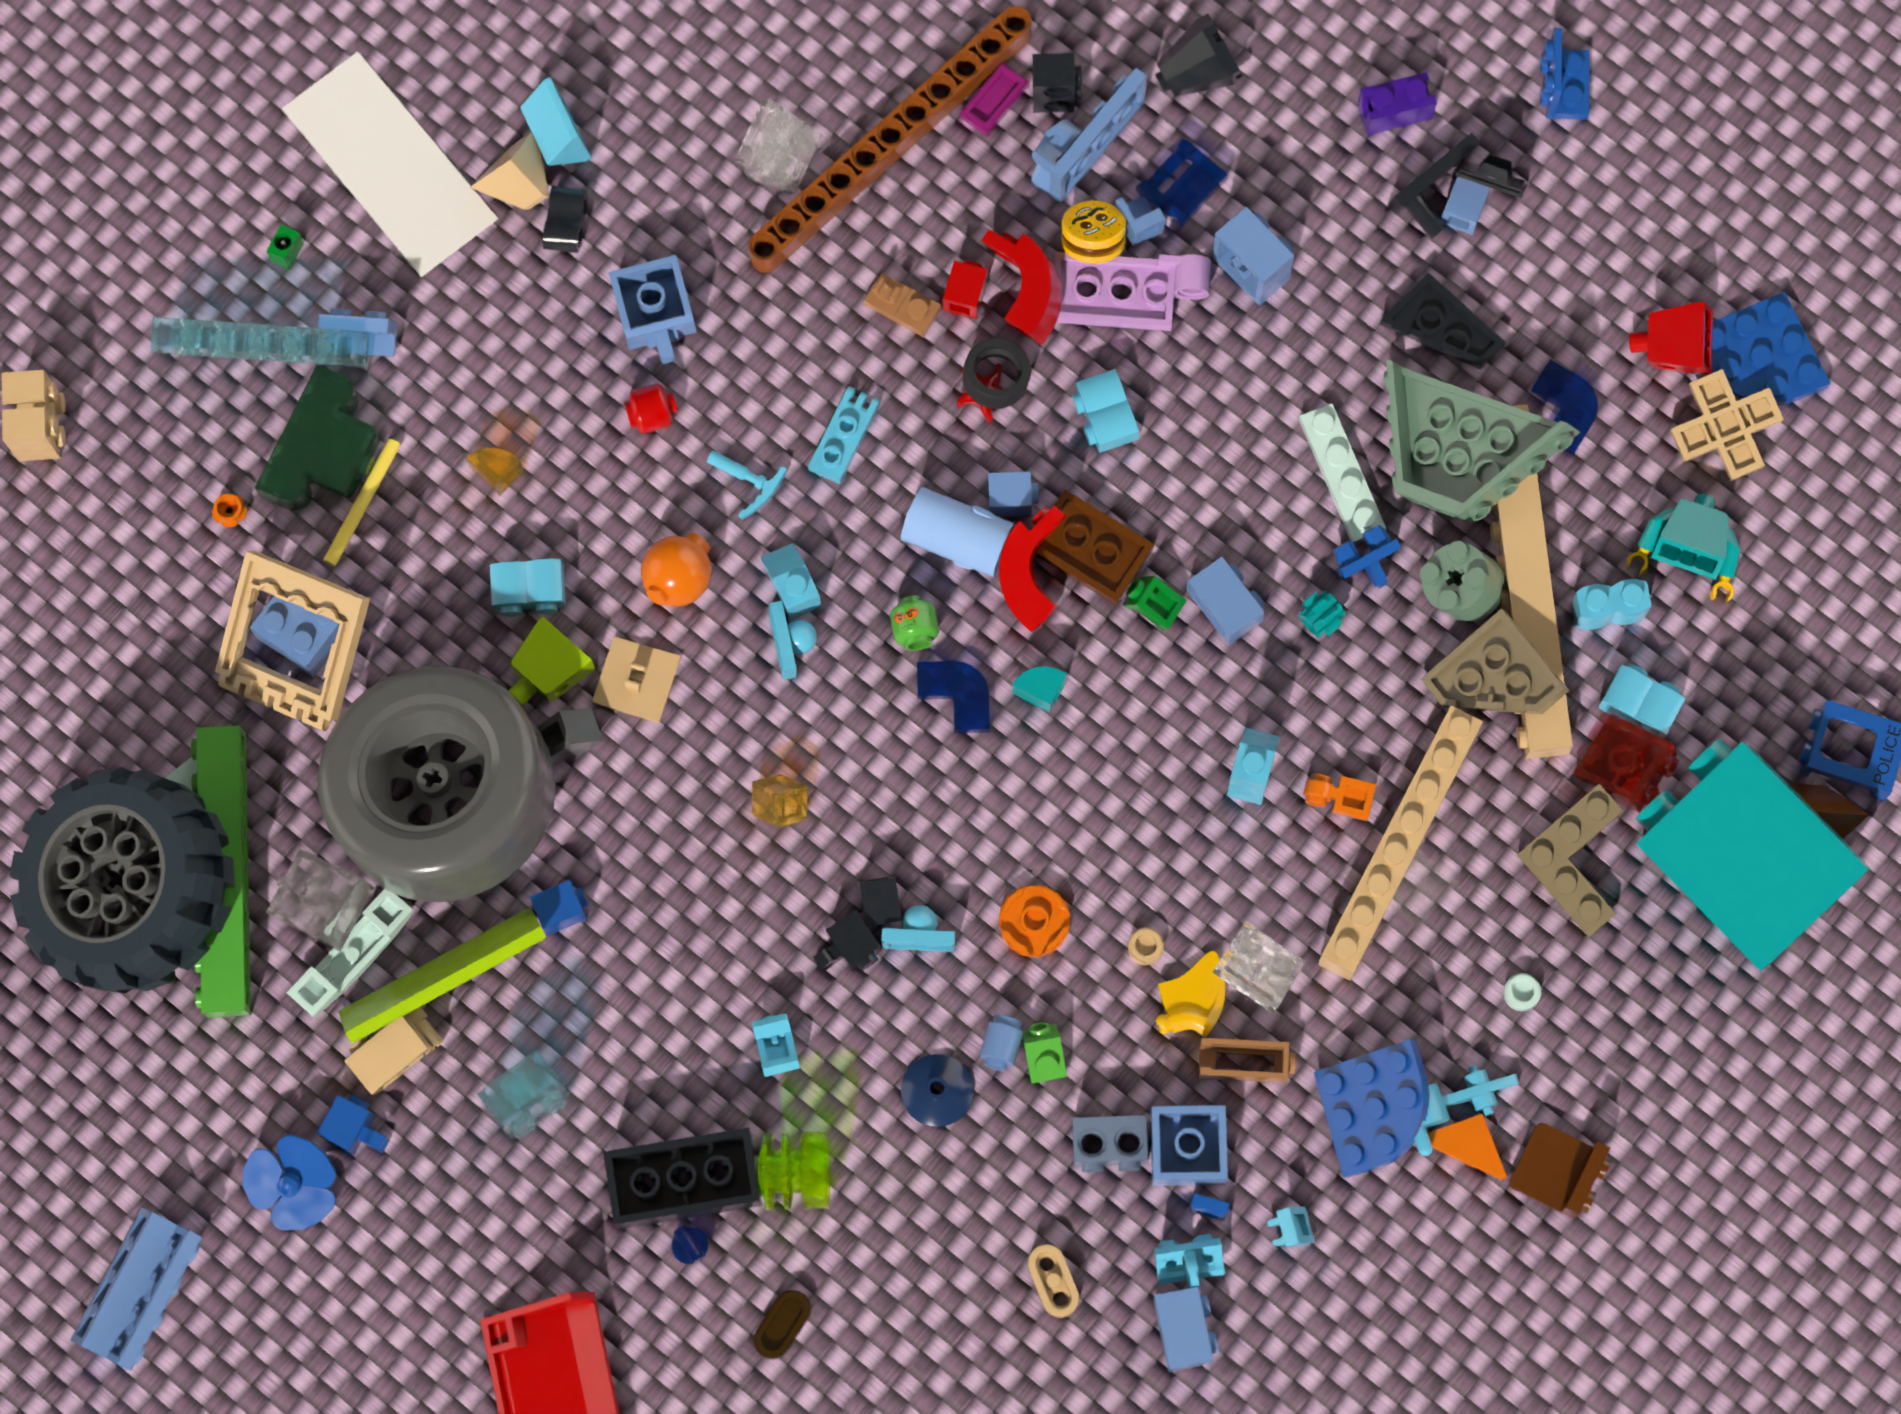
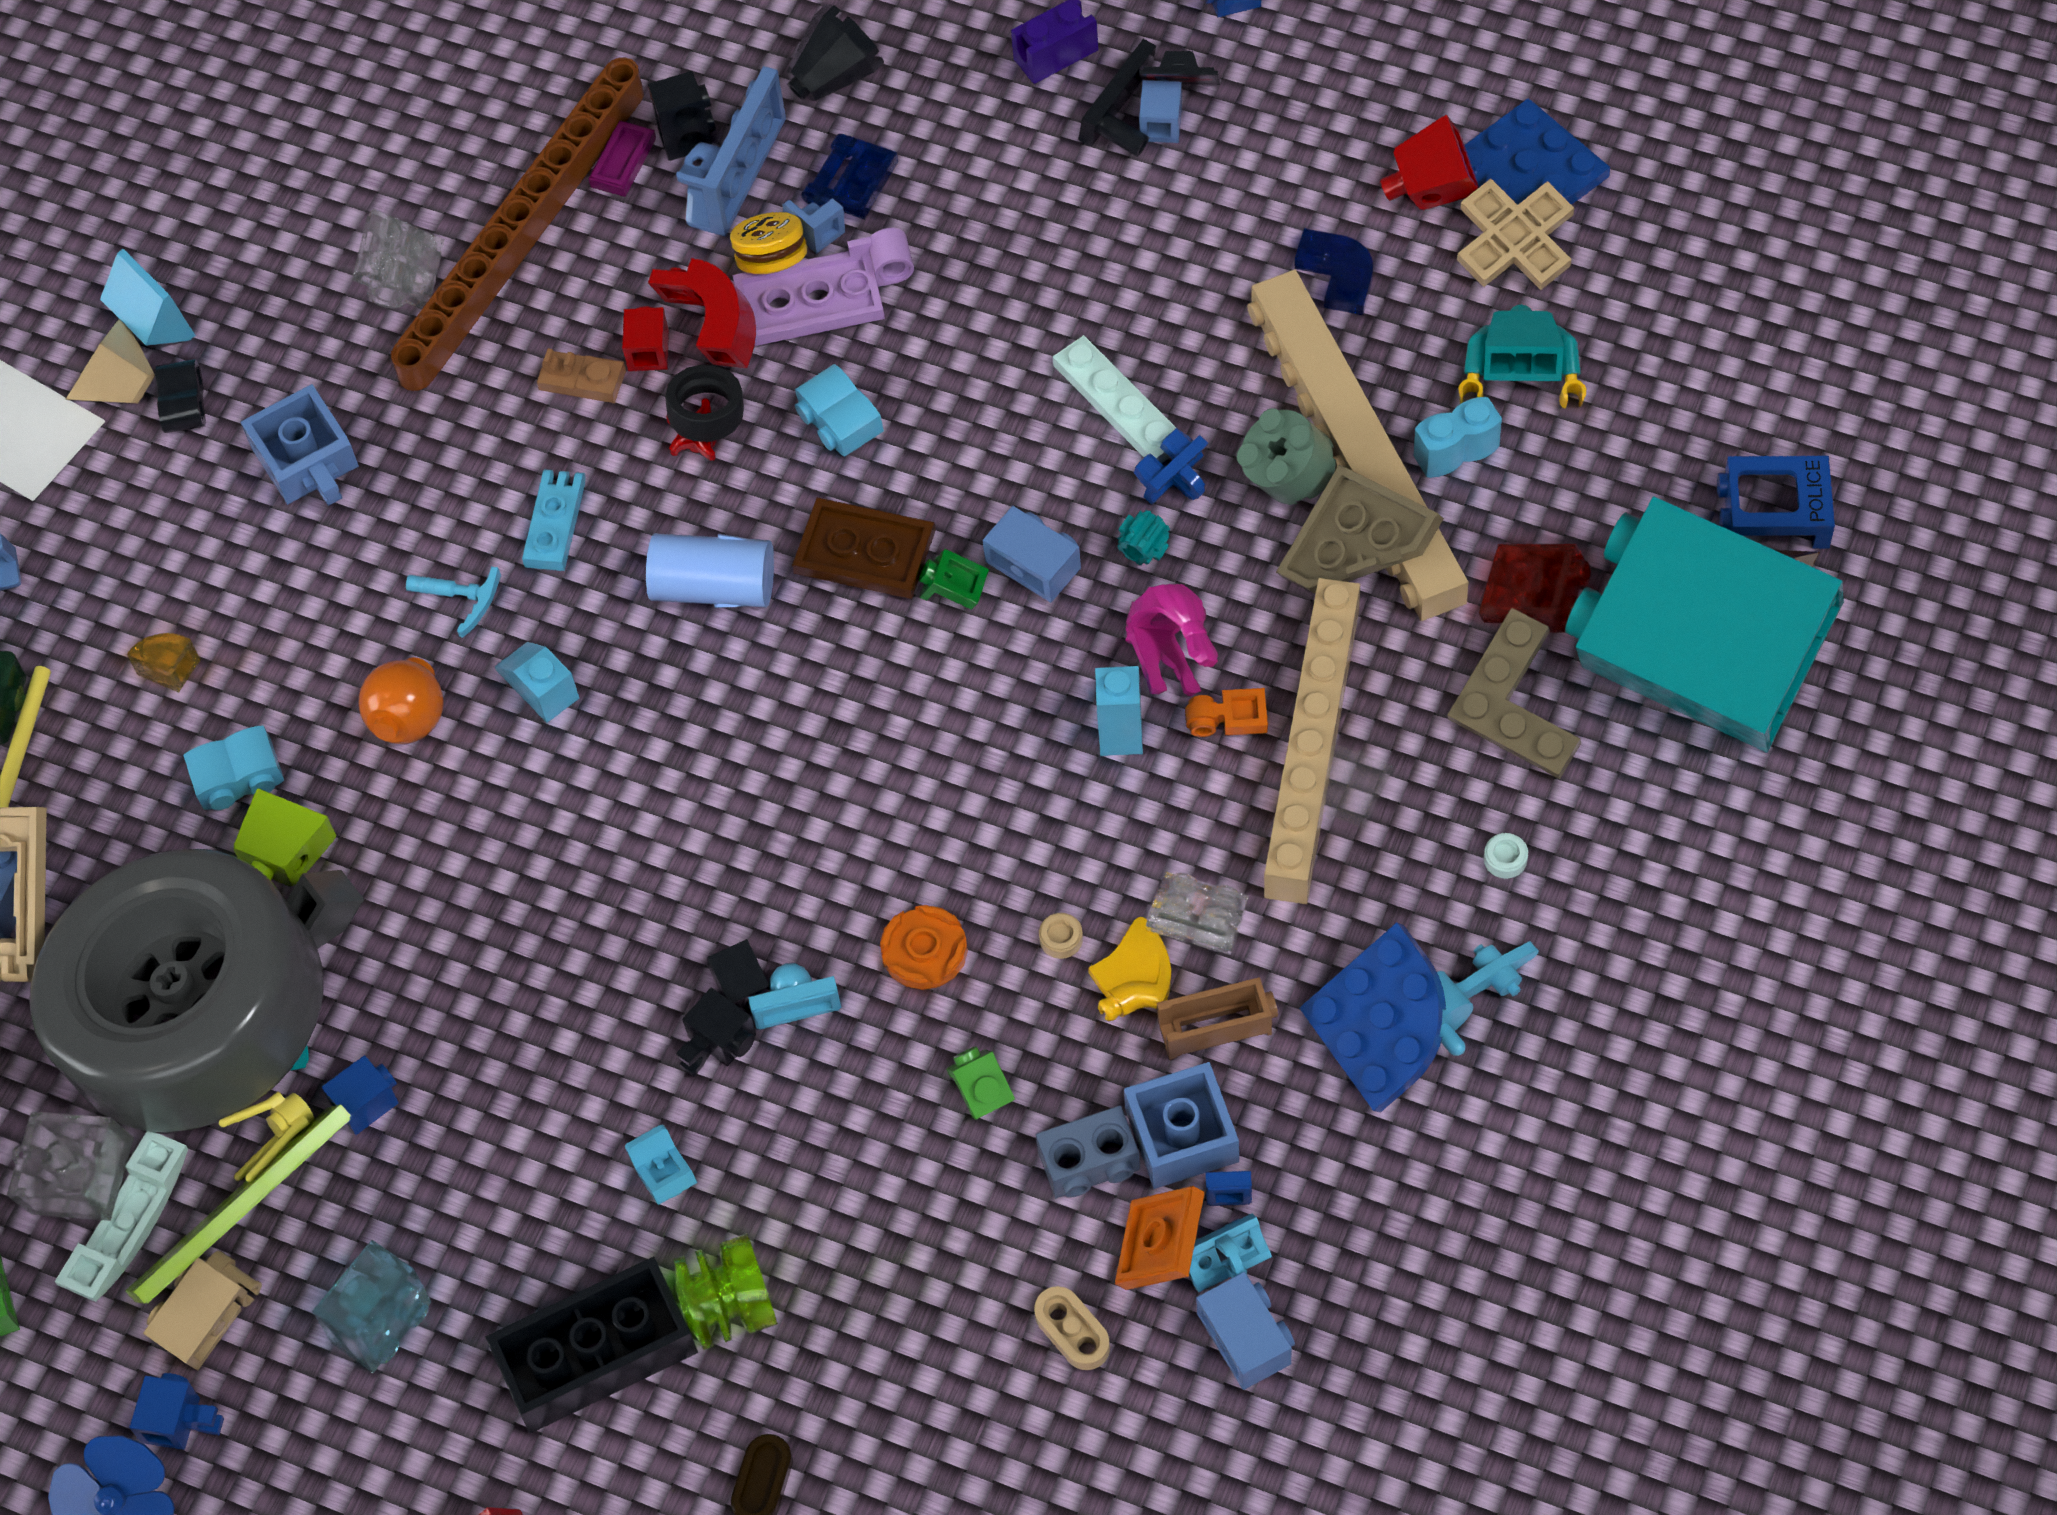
camera: 15 degrees left, 15 degrees down
(497, 911) = (286, 1120): none -> light yellow plant
(636, 679) = (387, 832): tan piece -> none
(650, 408) = (326, 552): red head -> none
(689, 1245) = (621, 1422): clear blue plate -> none
(779, 800) = (589, 905): clear yellow panel -> none
(794, 638) = (551, 736): medium azure tile -> none
(914, 623) = (689, 677): bright green head -> none
(942, 1108) = (871, 1181): dark blue dish -> none
(962, 684) = (763, 728): clear blue plate -> none
(1001, 1042) = (926, 1083): medium blue brick -> none
(1012, 493) = (760, 516): medium blue brick -> none
(1016, 569) = (802, 610): red arch -> none
(1040, 686) = (852, 700): teal brick -> none
(1142, 1234) = (1159, 1238): none -> orange tile
(1253, 255) = (949, 214): medium blue brick -> none
(1294, 1227) = (1335, 1178): medium azure tile -> none
(1302, 708) = (1152, 631): none -> dark pink piece
(1443, 323) = (1177, 227): black wing -> none
(1462, 447) = (1241, 329): sand green piece -> none
(1469, 1144) = (1507, 1032): orange tile -> none
(1560, 1170) = (1620, 1026): reddish brown bracket -> none
(1642, 701) = (1526, 518): medium azure brick -> none

